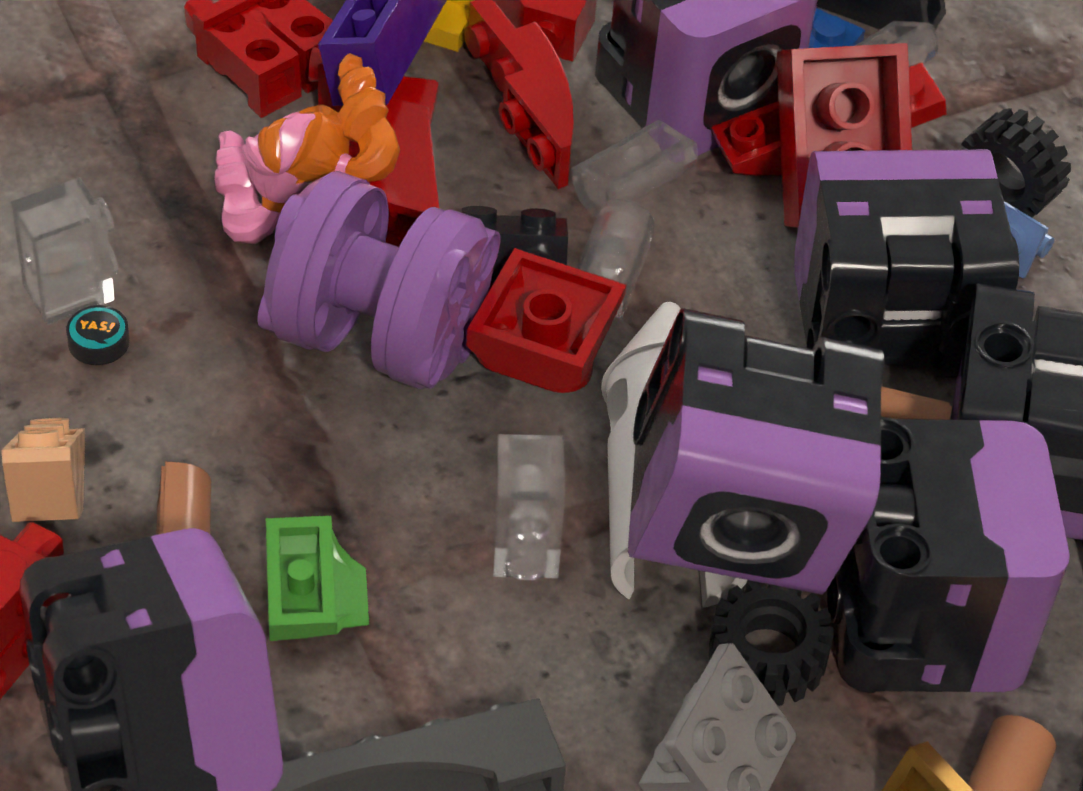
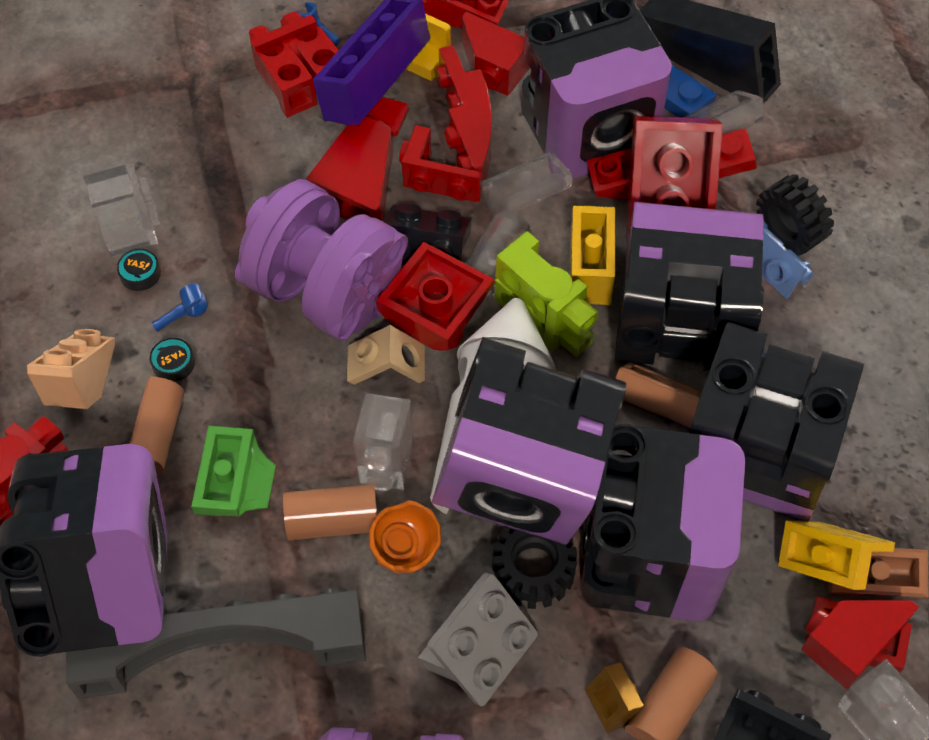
camera: 15 degrees right, 10 degrees up
(181, 441) = (172, 359): none -> black tile
(189, 372) = (192, 305): none -> blue hand
(302, 150) = (298, 153): hair -> none
(467, 614) = (329, 511): none -> nougat brick
(485, 400) = (384, 351): none -> tan bracket
(504, 168) = (433, 176): none -> red bracket
(585, 628) = (405, 537): none -> orange hair
(682, 271) = (548, 293): none -> lime hips
(752, 243) = (593, 251): none -> yellow brick

